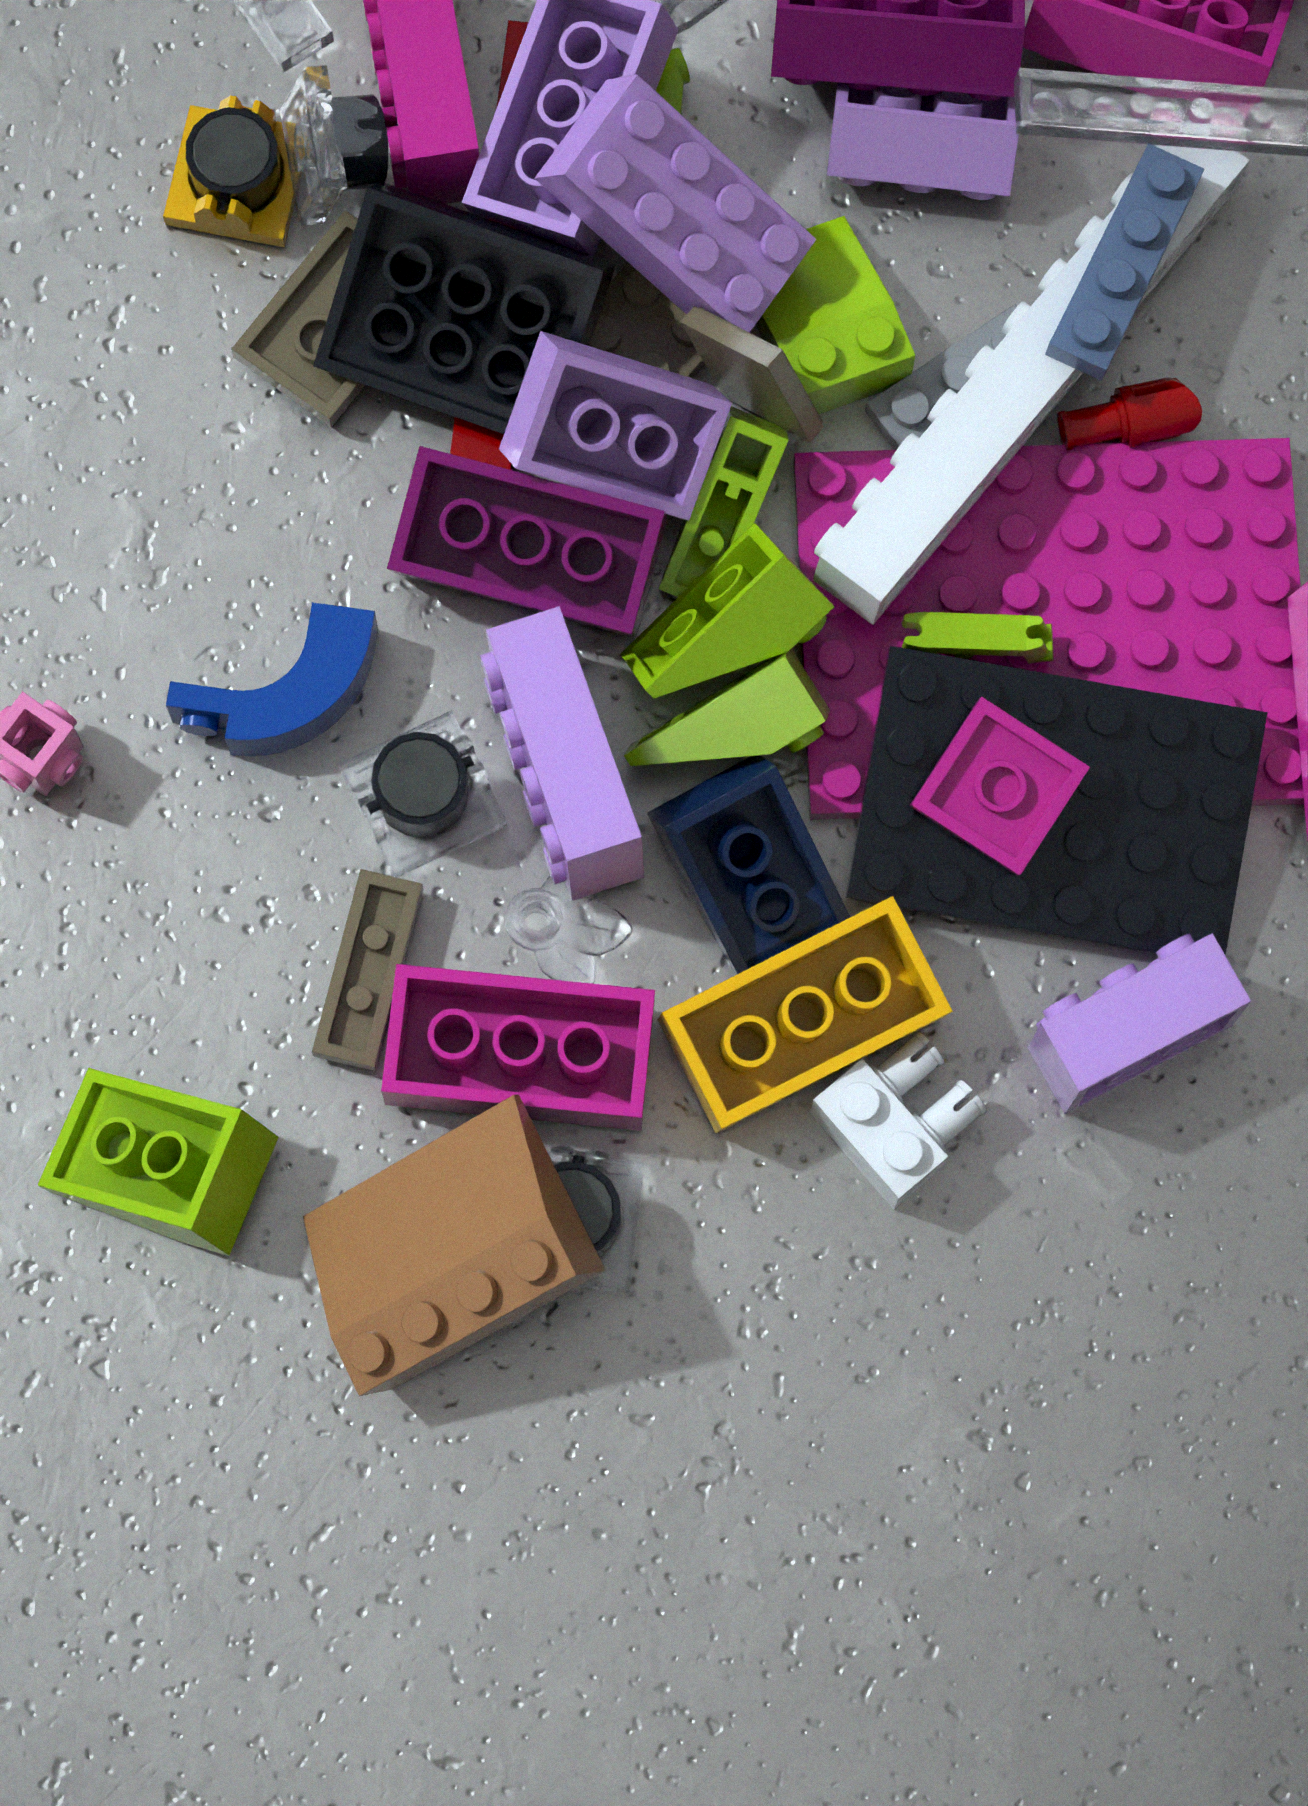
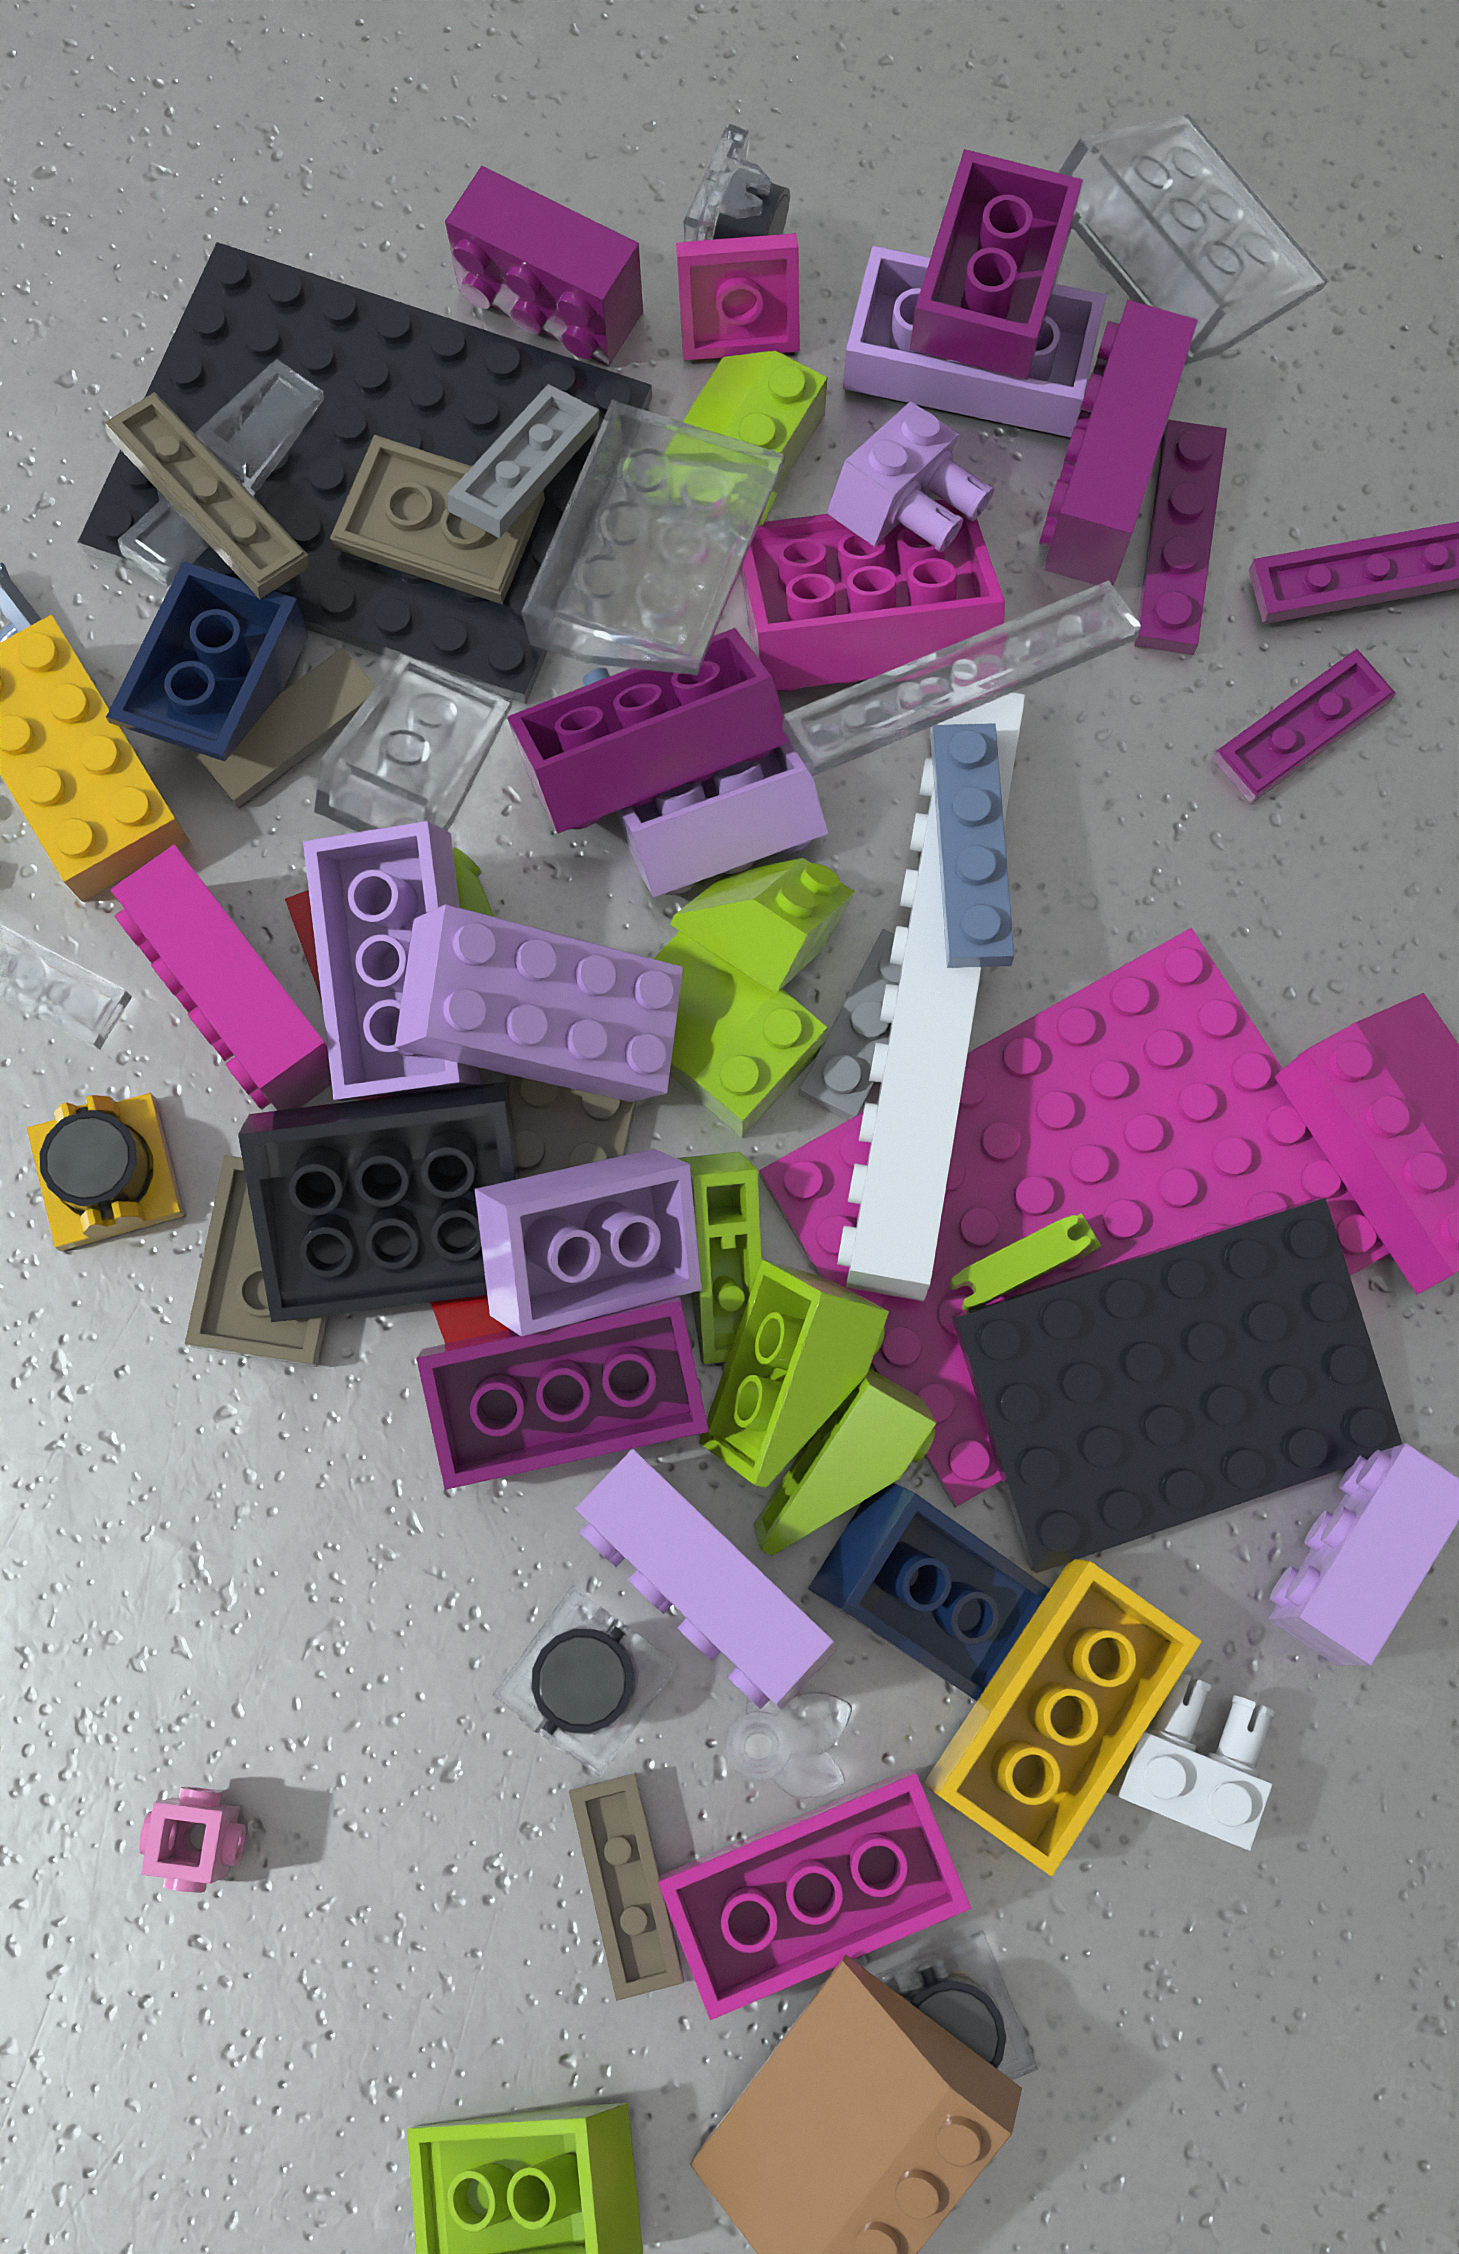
camera: 25 degrees left, 0 degrees up
(300, 703) = (434, 1642): blue arch -> none
(331, 144) = (181, 1103): clear piece -> none
(752, 373) = (689, 1121): dark tan tile -> none
(916, 242) = (767, 918): none -> lime slope
(999, 786) = (1130, 1401): dark pink plate -> none
(1134, 415) = (1045, 978): red arm -> none

